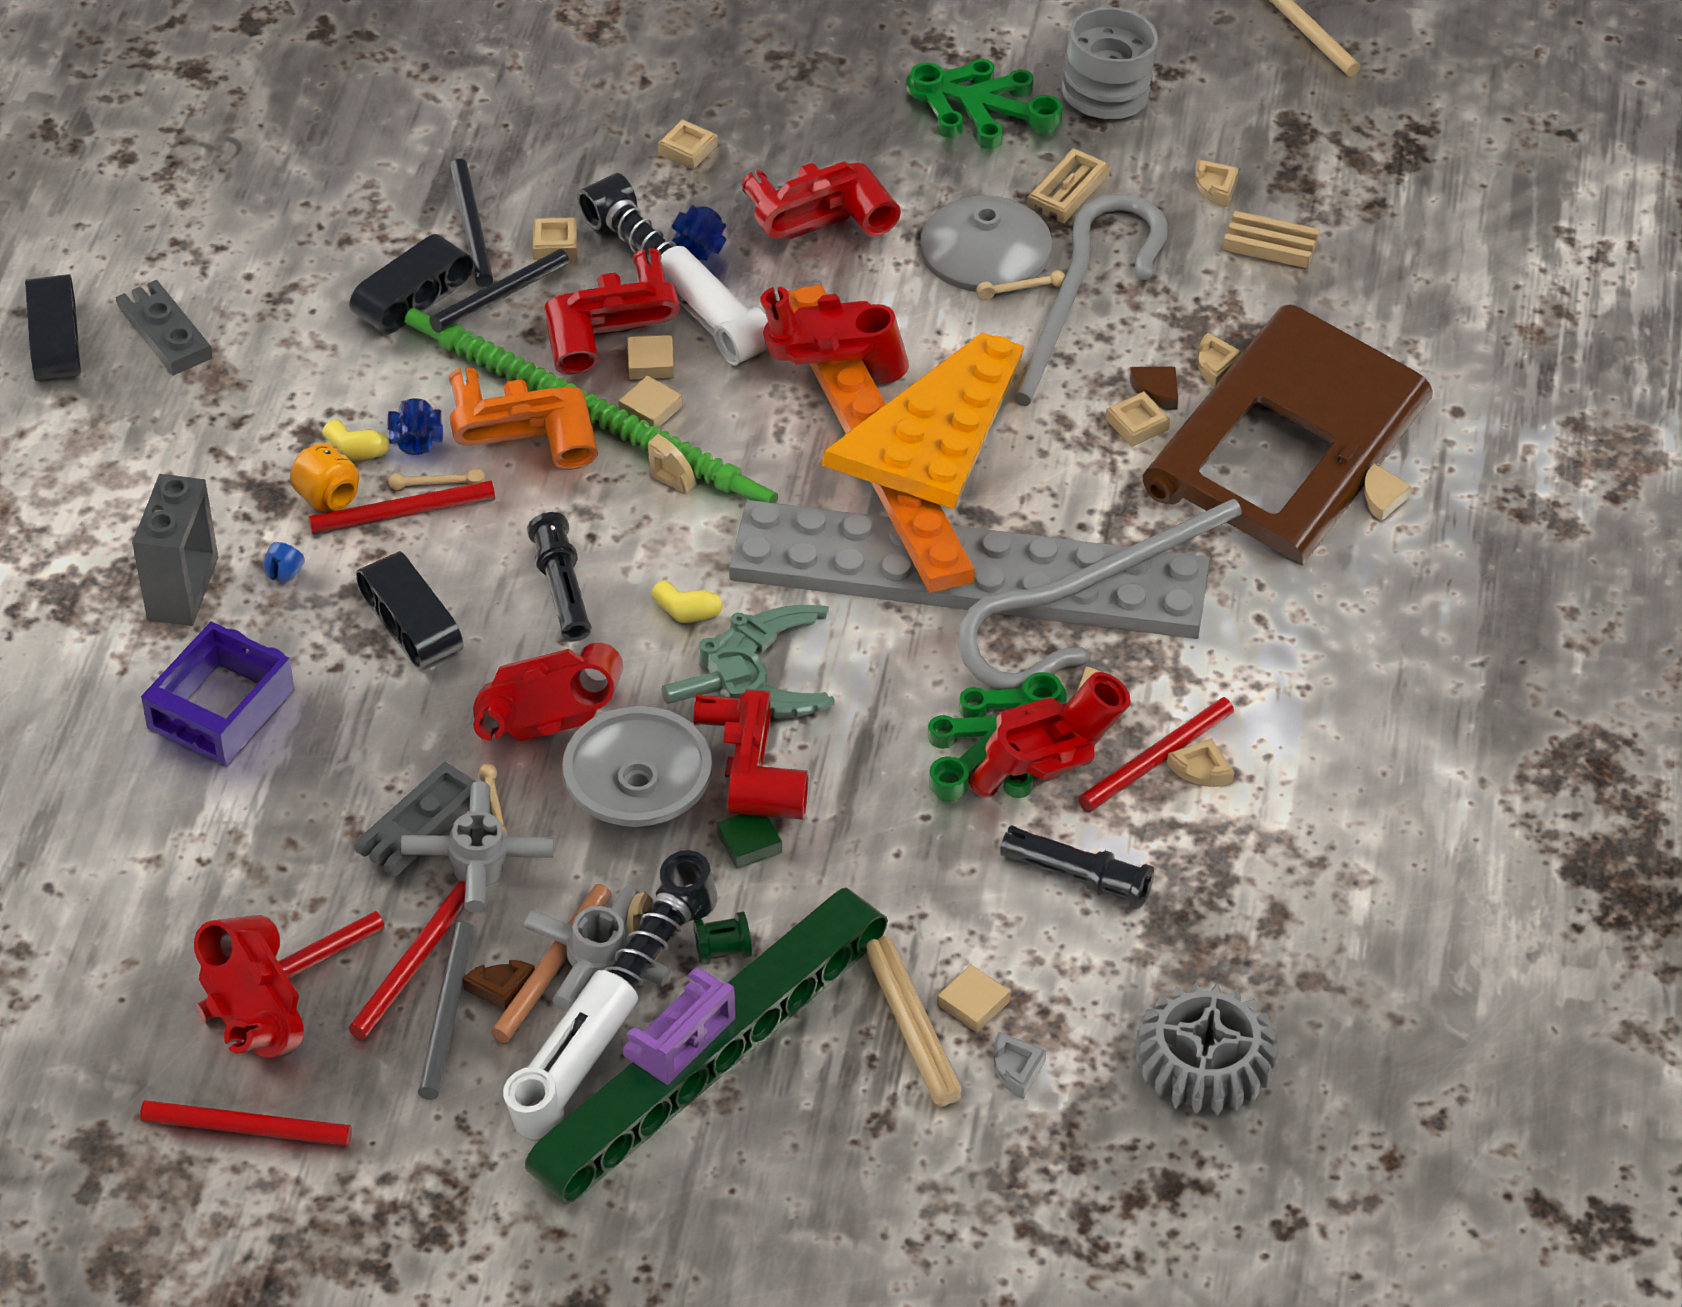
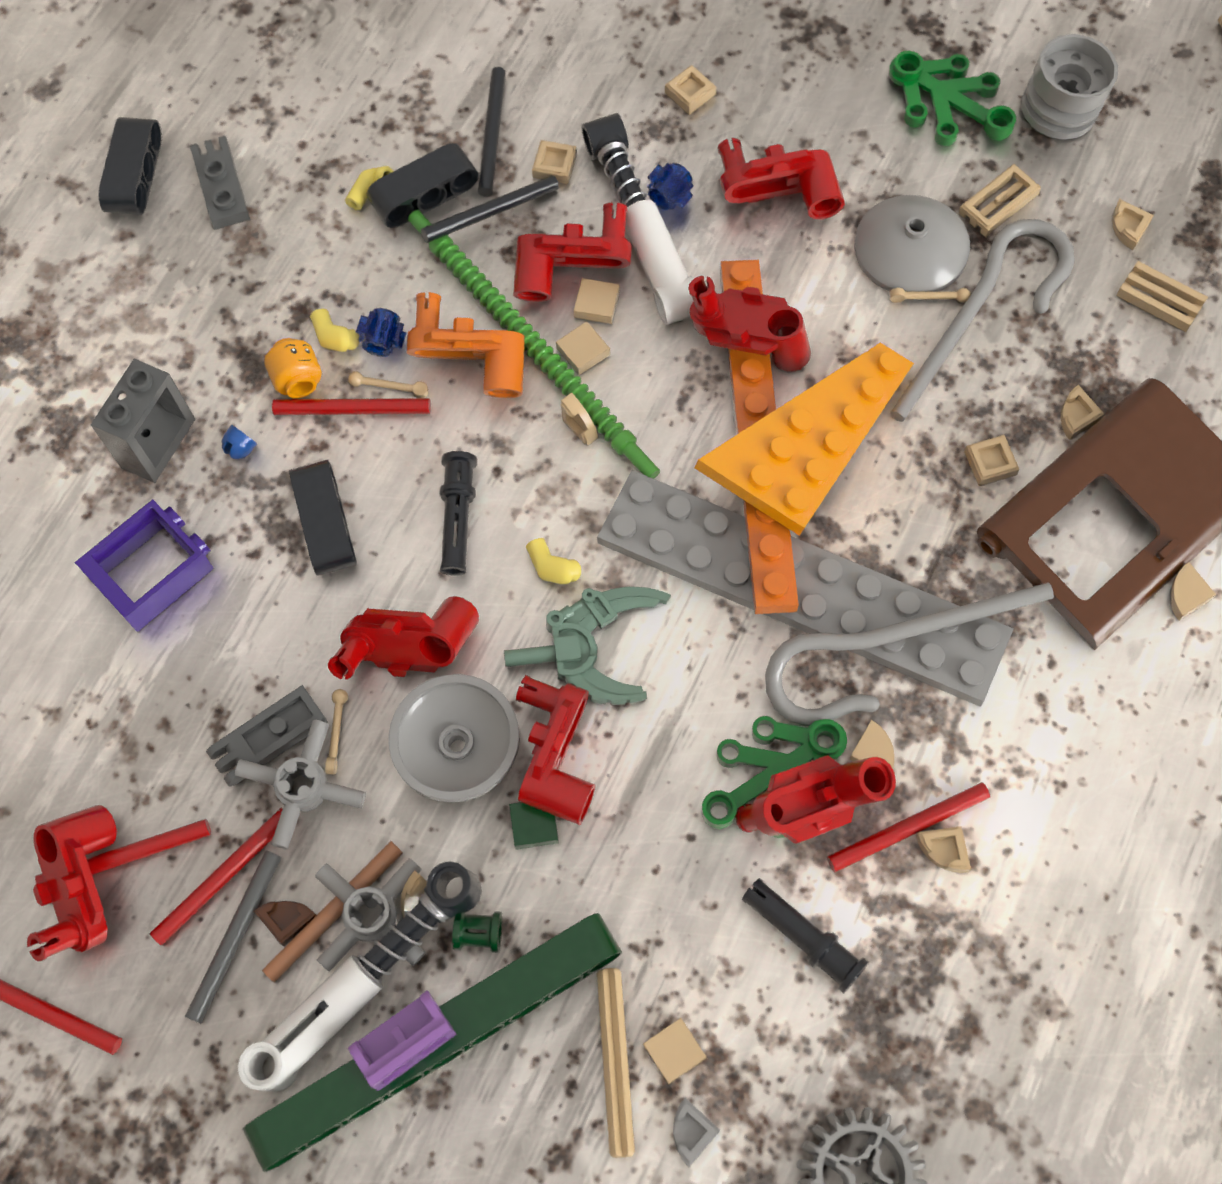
camera: 20 degrees right, 20 degrees up
(340, 297) = (358, 194): none -> light yellow arm
(1157, 383) = (1018, 428): reddish brown tile -> none

